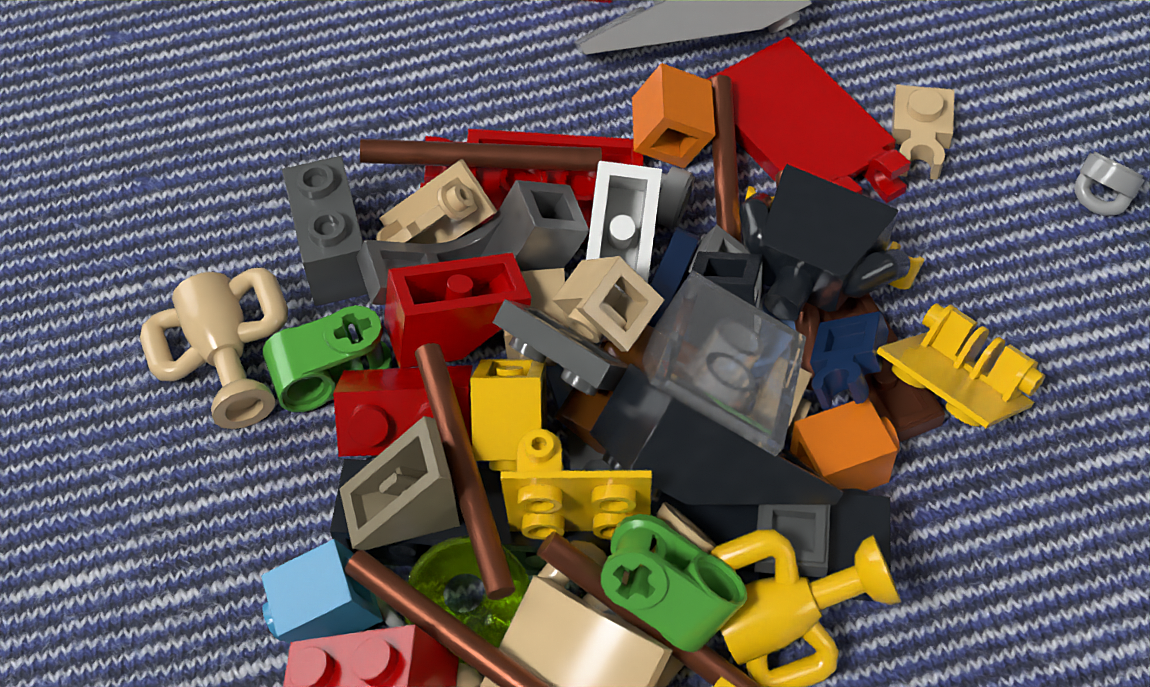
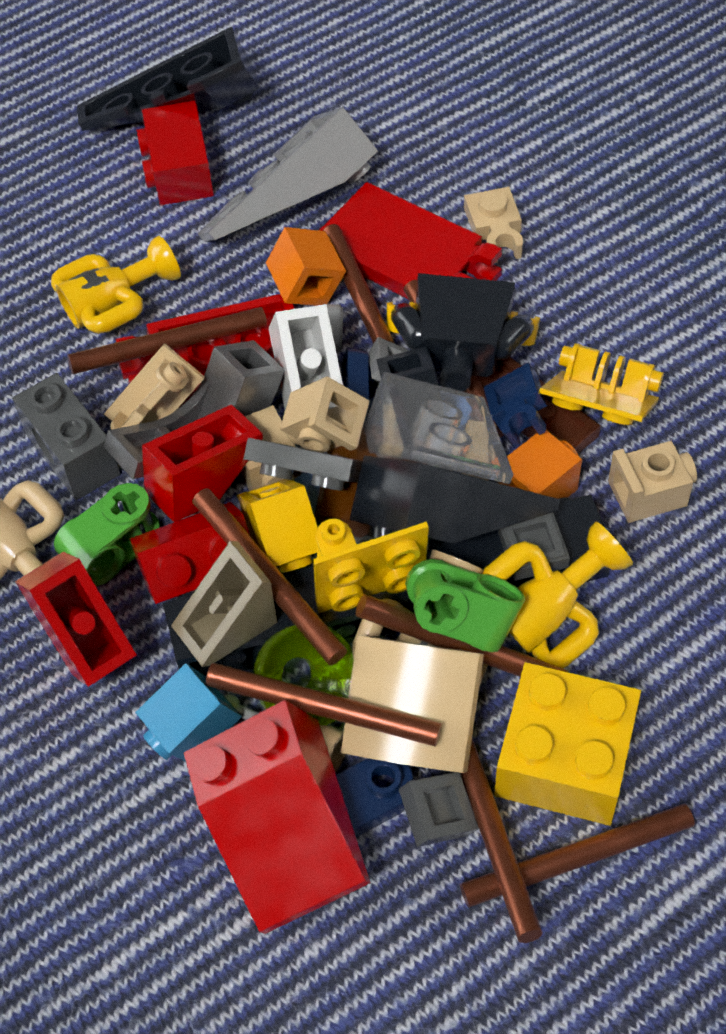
camera: 20 degrees left, 0 degrees up
(240, 444) = (76, 618): none -> red brick
(435, 77) = (95, 291): none -> yellow piece
(980, 502) = (651, 480): none -> tan brick
(1111, 174) = (648, 215): light grey tile -> none

